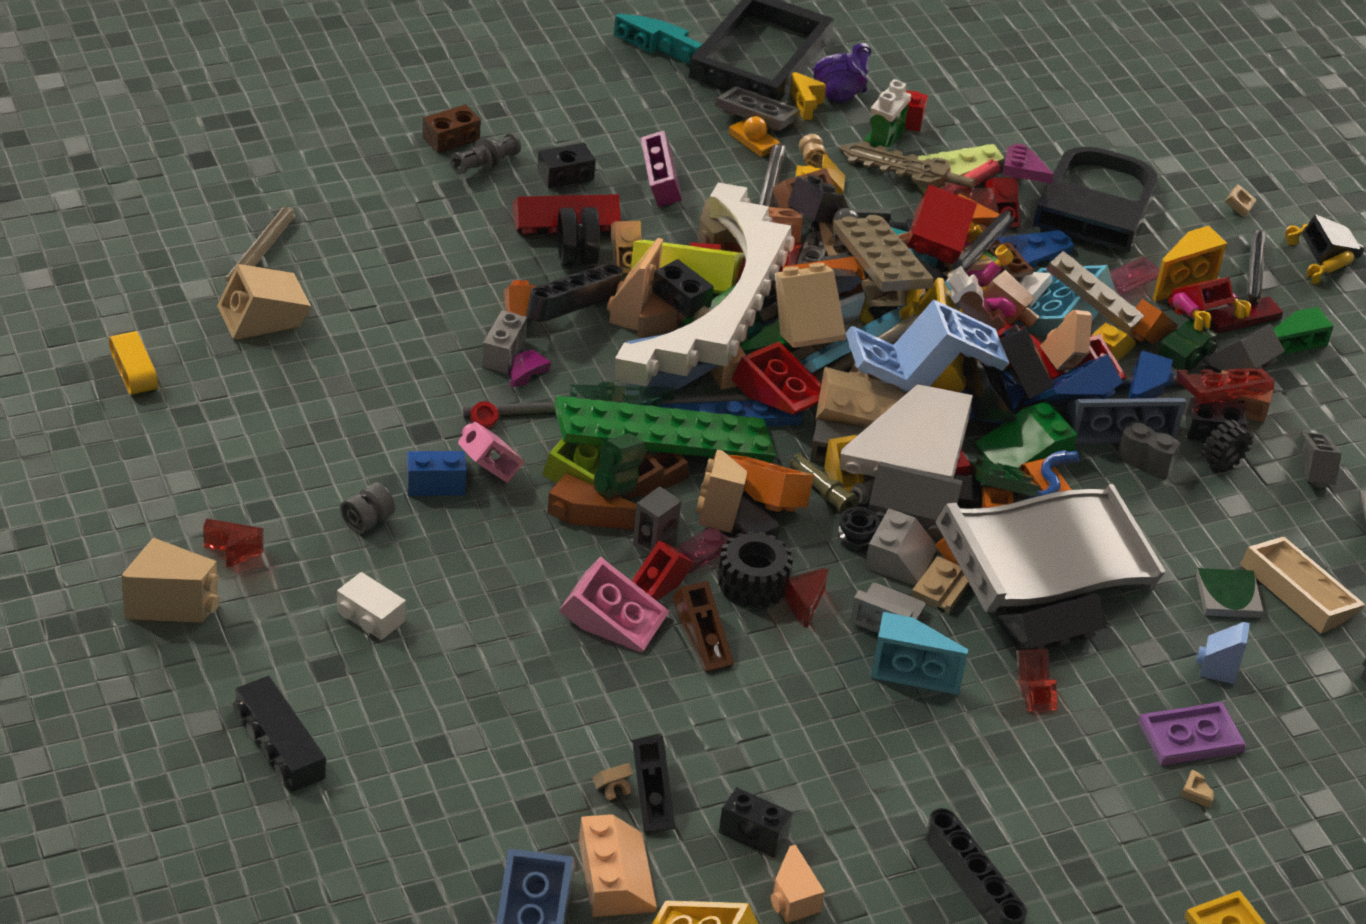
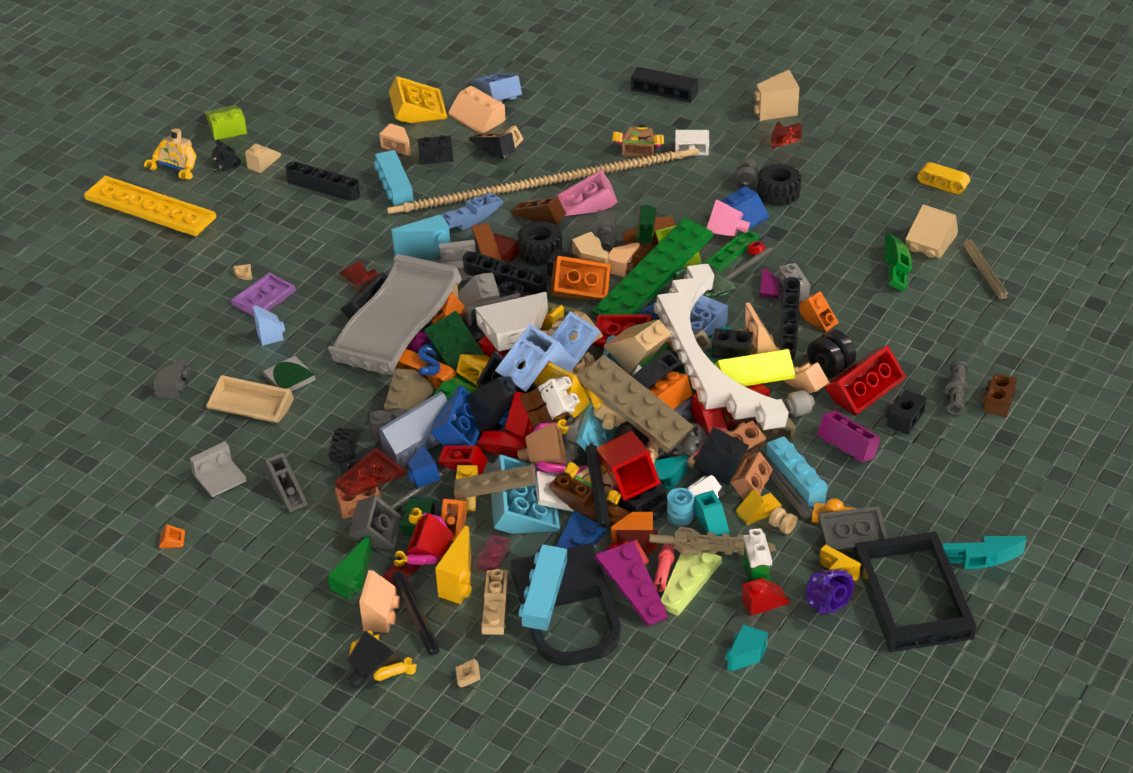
camera: 150 degrees right, 0 degrees up
(347, 296) = (899, 261): none -> green slope
(347, 464) = (779, 184): none -> black tyre
(441, 649) = (638, 141): none -> medium nougat torso
(525, 434) = (732, 250): none -> green tile
(662, 570) = (582, 221): red slope -> none
(665, 228) = (799, 403): none -> light grey head
(676, 482) = (621, 258): none -> light nougat slope
(753, 165) = (797, 471): none -> medium azure brick
(794, 683) = (473, 212): none -> medium blue slope
(831, 605) = (485, 241): none -> dark orange slope
(847, 548) = (477, 264): none -> black beam
(864, 803) = (393, 178): none -> medium azure brick
(878, 753) = (679, 154): none -> tan hose
(881, 188) = (710, 513): none -> teal slope
(904, 201) = (680, 507): none -> medium azure wheel
(963, 87) = (747, 648): none -> teal slope
(991, 440) = (471, 366): none -> yellow torso
(1069, 341) = (485, 438): light nougat slope -> none
(1113, 463) = (407, 390): none -> dark tan slope
(1122, 188) = (544, 587): none -> medium azure brick
(1171, 230) = (495, 602): none -> tan slope
(1296, 282) = (378, 603): none -> light nougat slope

